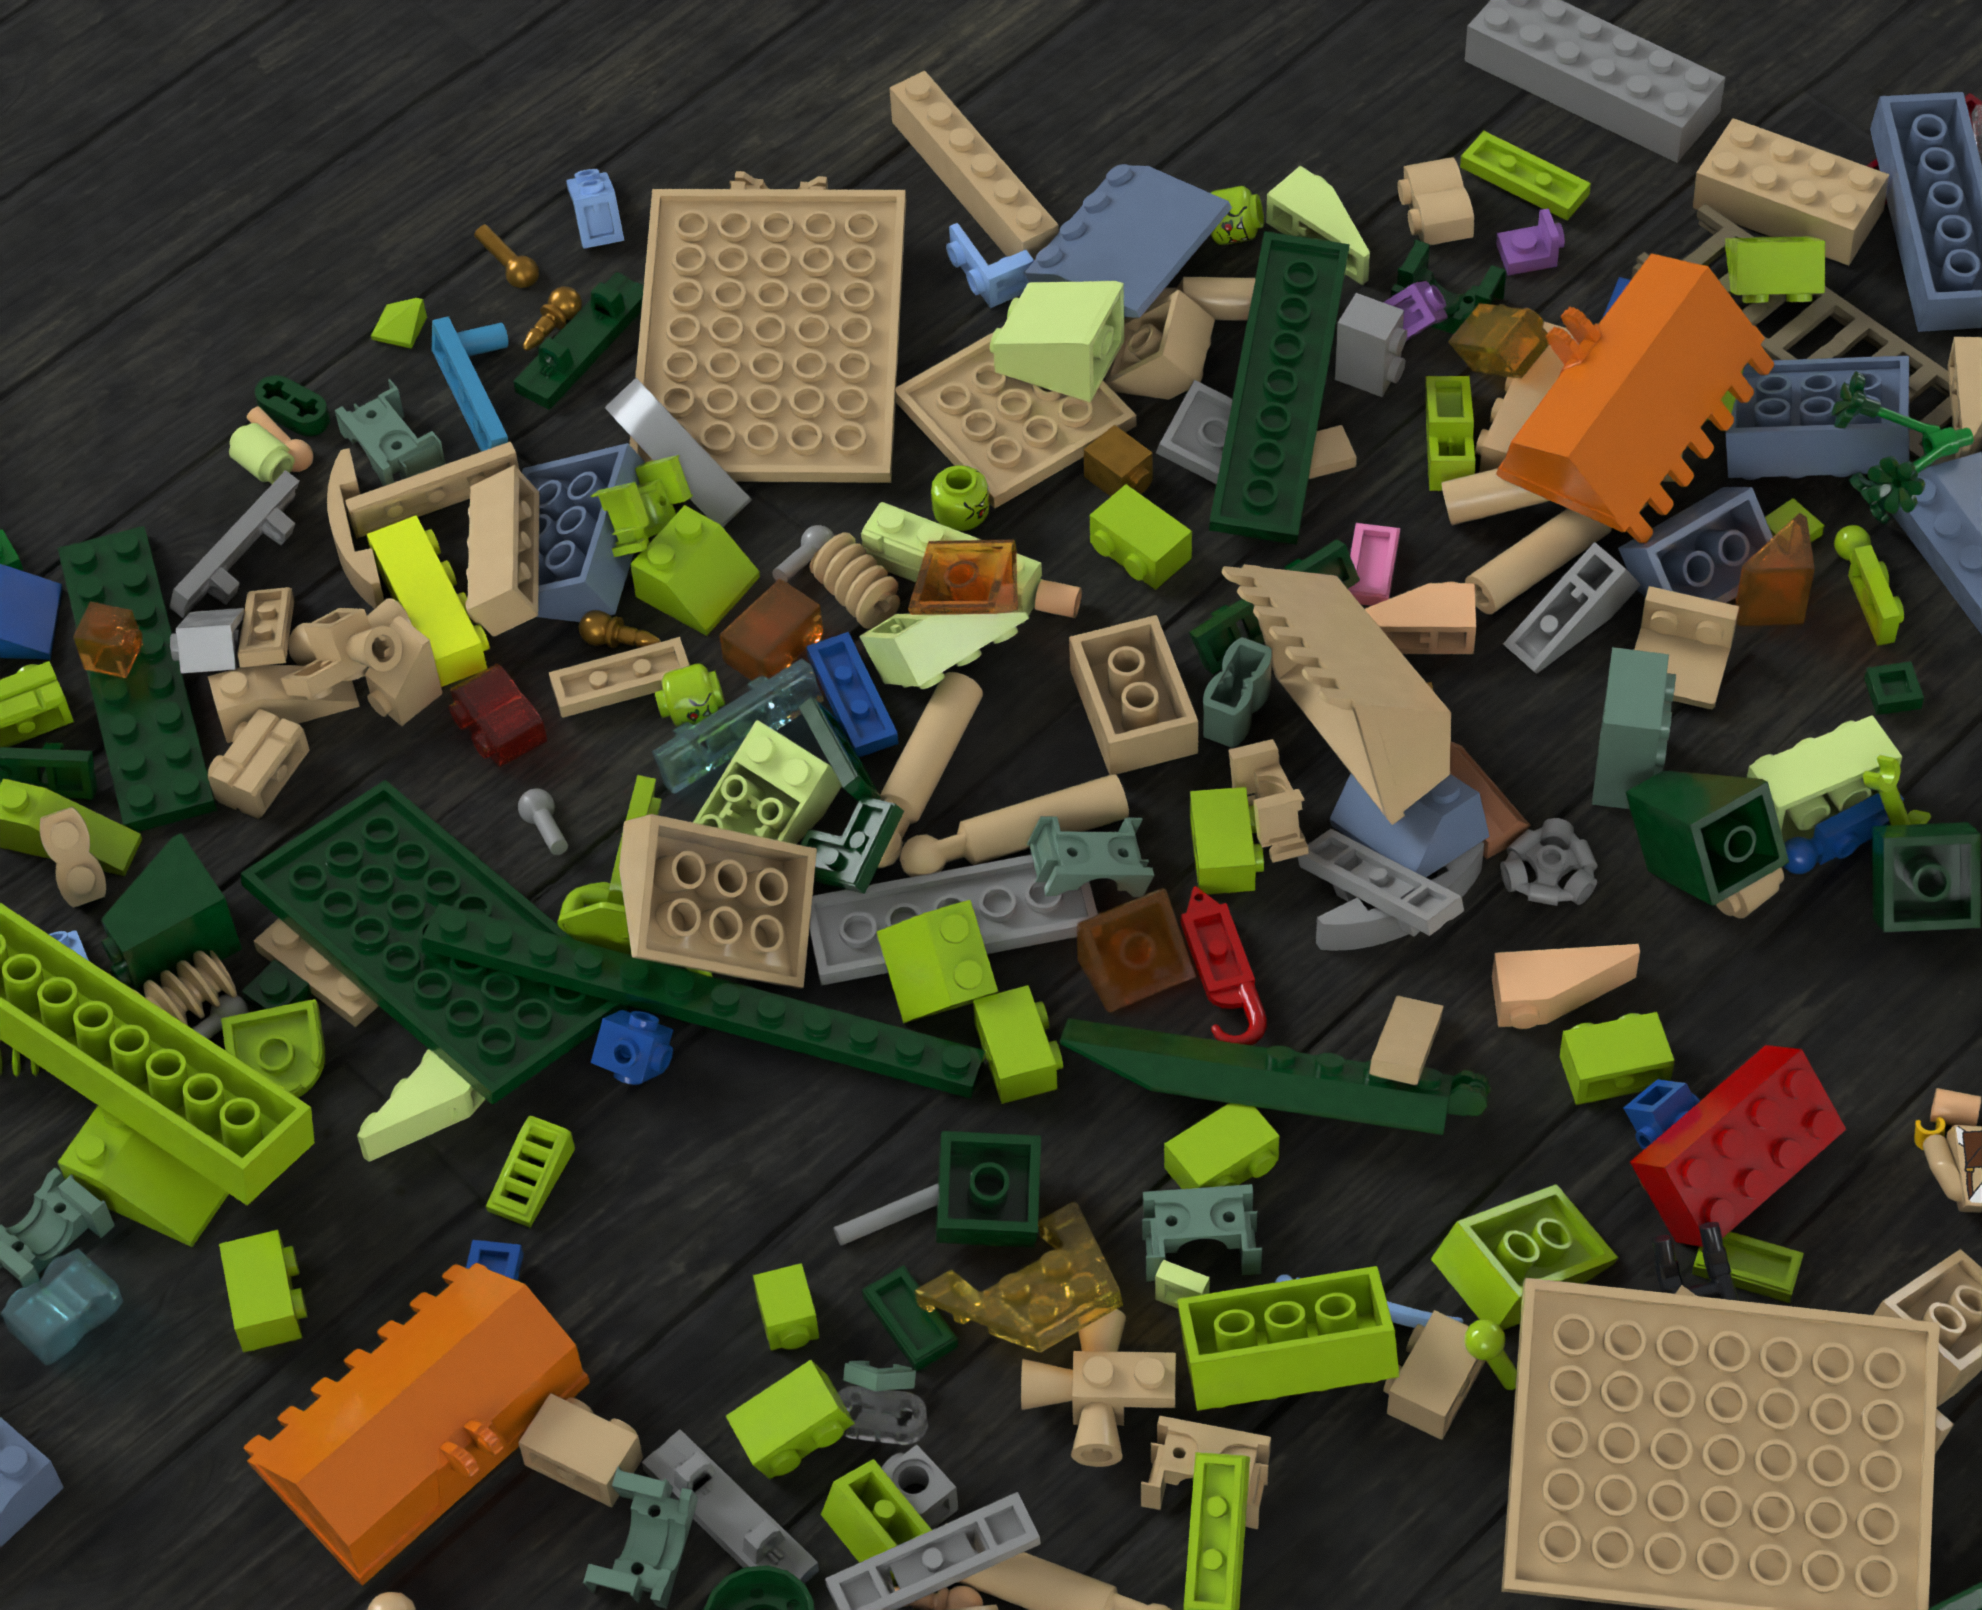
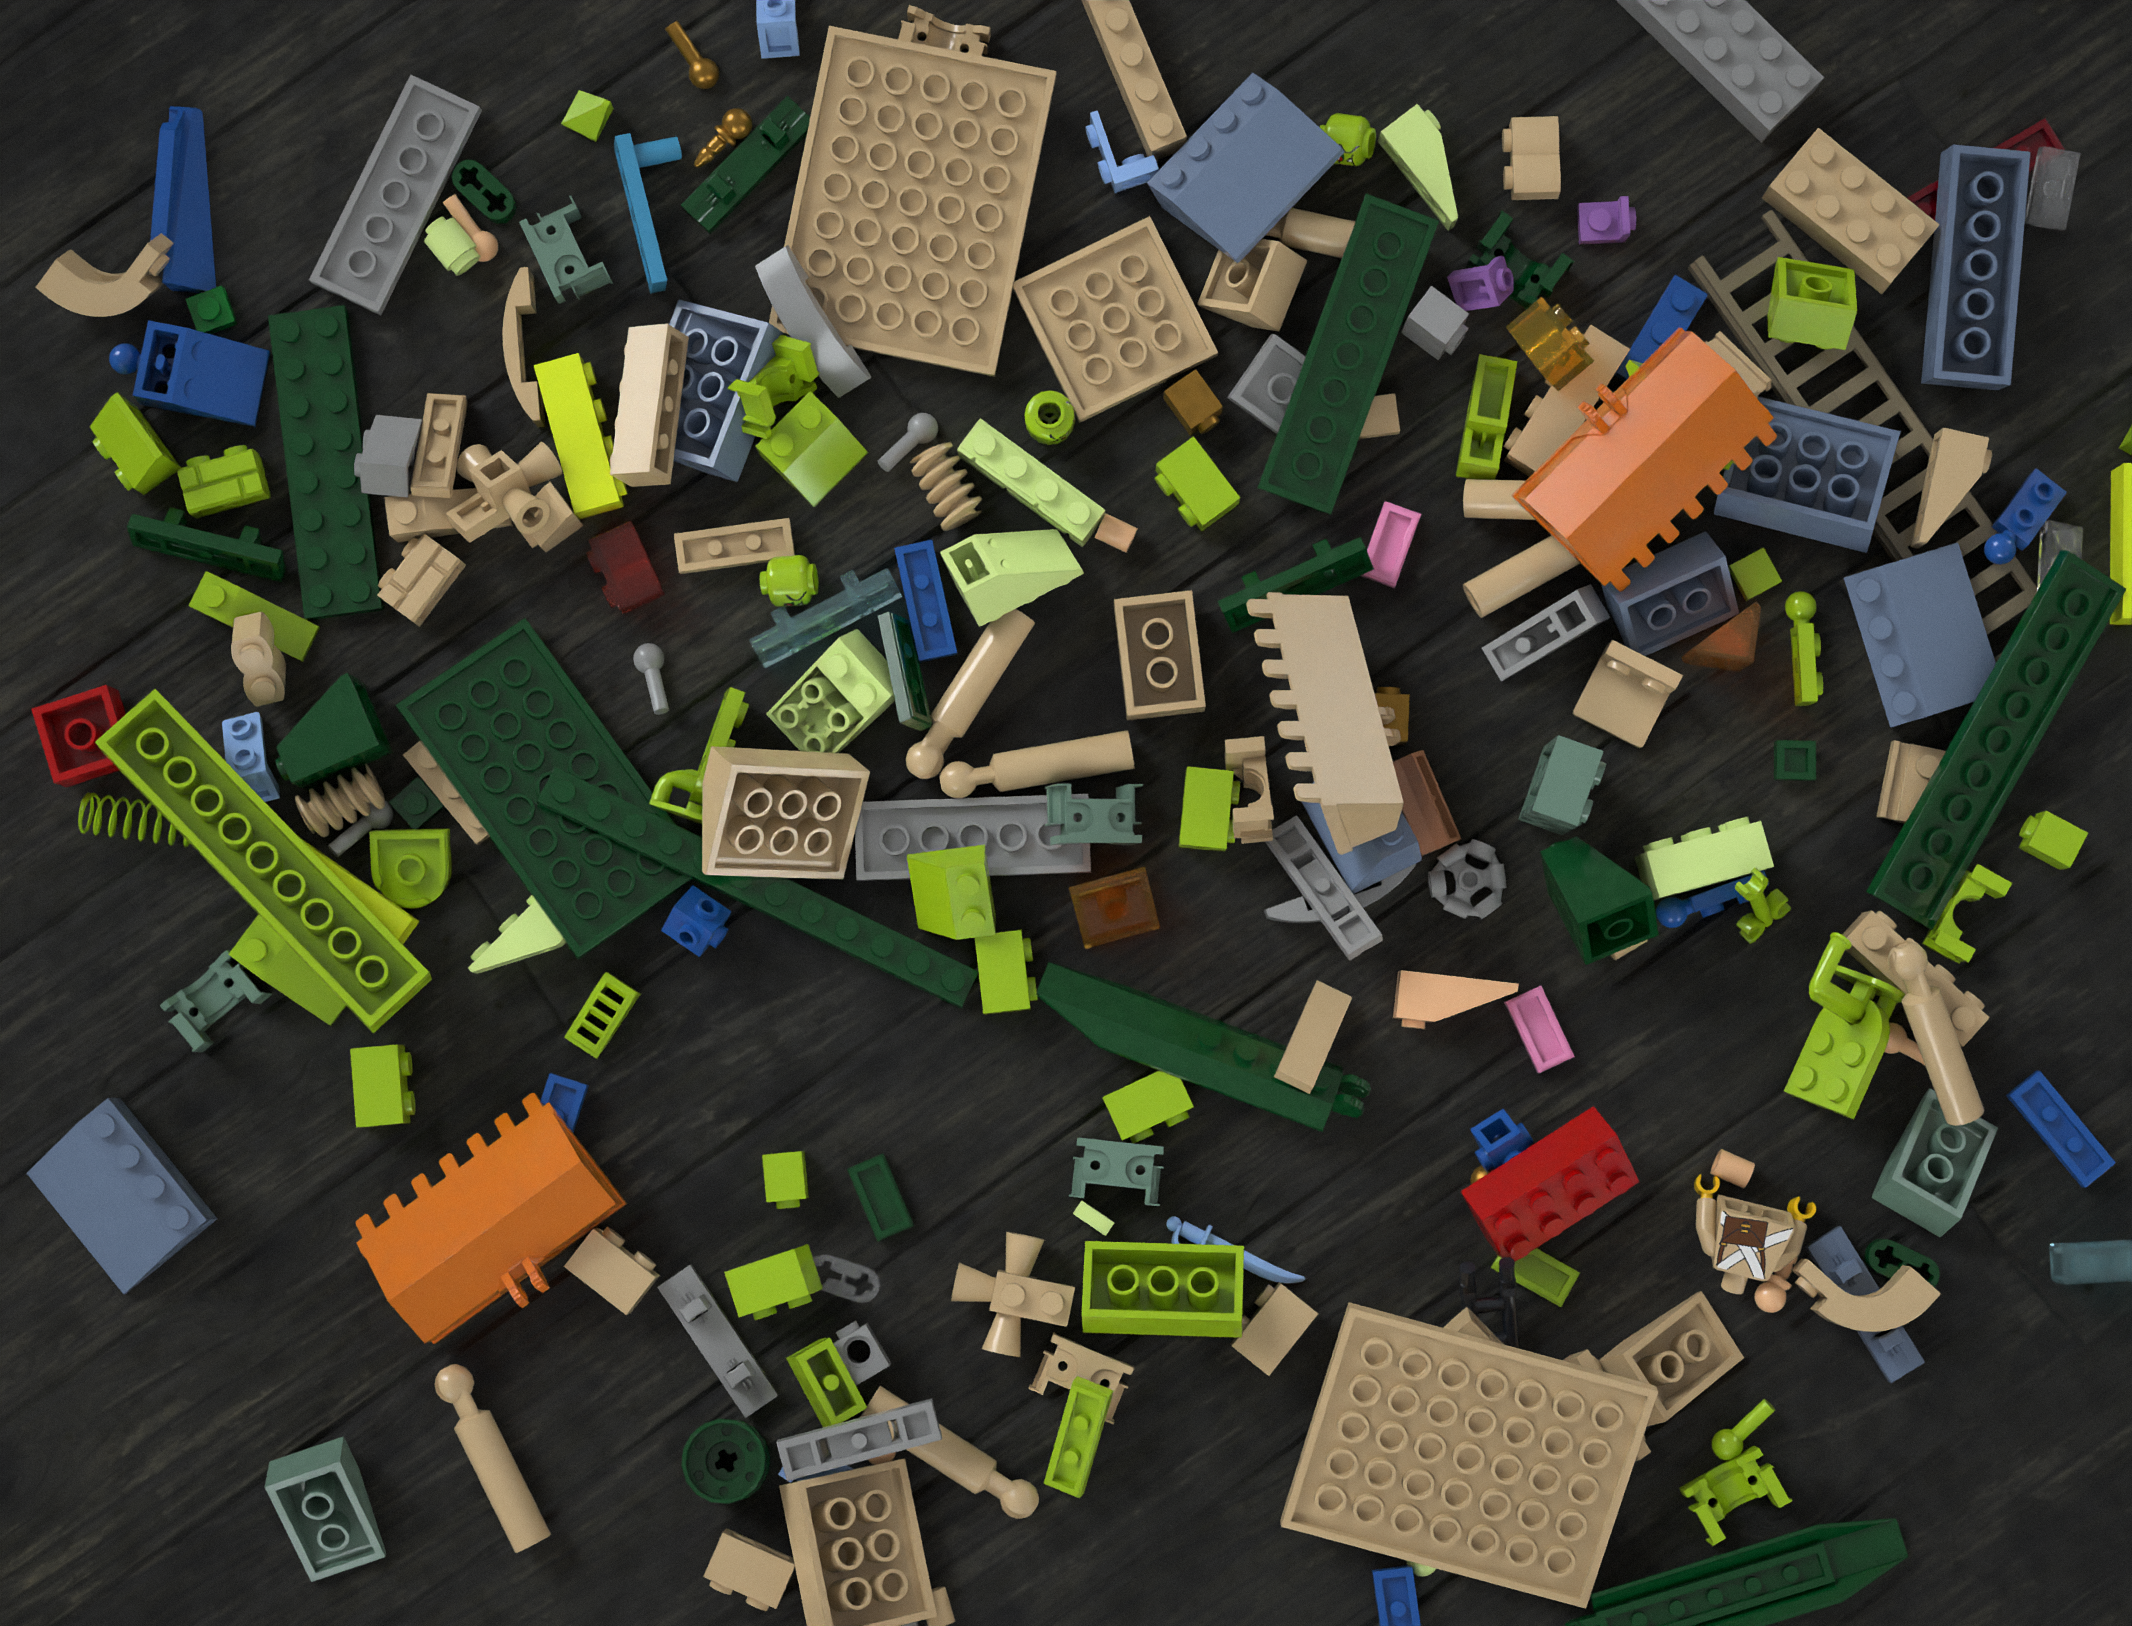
camera: 10 degrees right, 30 degrees up
(61, 1306) = (224, 1070): clear light blue brick -> none
(108, 639) = (303, 442): clear orange brick -> none
(192, 422) = (395, 195): none -> light grey plate
(211, 572) = (396, 370): light grey hinge -> none
(426, 490) = (597, 316): tan tile -> none
(599, 628) = (726, 491): pearl gold bar -> none
(651, 1542) = (654, 1360): sand green piece -> none
(771, 632) = (868, 527): clear orange brick -> none
(854, 857) = (900, 775): dark green tile -> none
(879, 1379) = (847, 1250): sand green tile -> none
(887, 1215) = (911, 1093): light grey bar -> none
(966, 578) = (1036, 528): clear orange slope -> none
(988, 1189) = (957, 1113): dark green brick -> none
(1044, 1299) = (986, 1220): clear yellow wing -> none
(1062, 335) = (1163, 267): yellowish green slope -> none
(1223, 965) = (1183, 928): red plate -> none
(1237, 692) = (1240, 677): sand green brick -> none
(1430, 619) = (1424, 618): light nougat slope -> none
(1486, 1342) = (1314, 1327): lime bar -> none
(1522, 1239) = (1363, 1239): lime slope -> none
(1525, 175) = (1619, 140): lime plate -> none
(1615, 1057) = (1477, 1074): lime brick -> none
(1679, 1006) = (1539, 1029): none -> bright pink tile
(1896, 482) = (1894, 550): dark green plant -> none
(1926, 877) = (1766, 967): dark green brick -> none

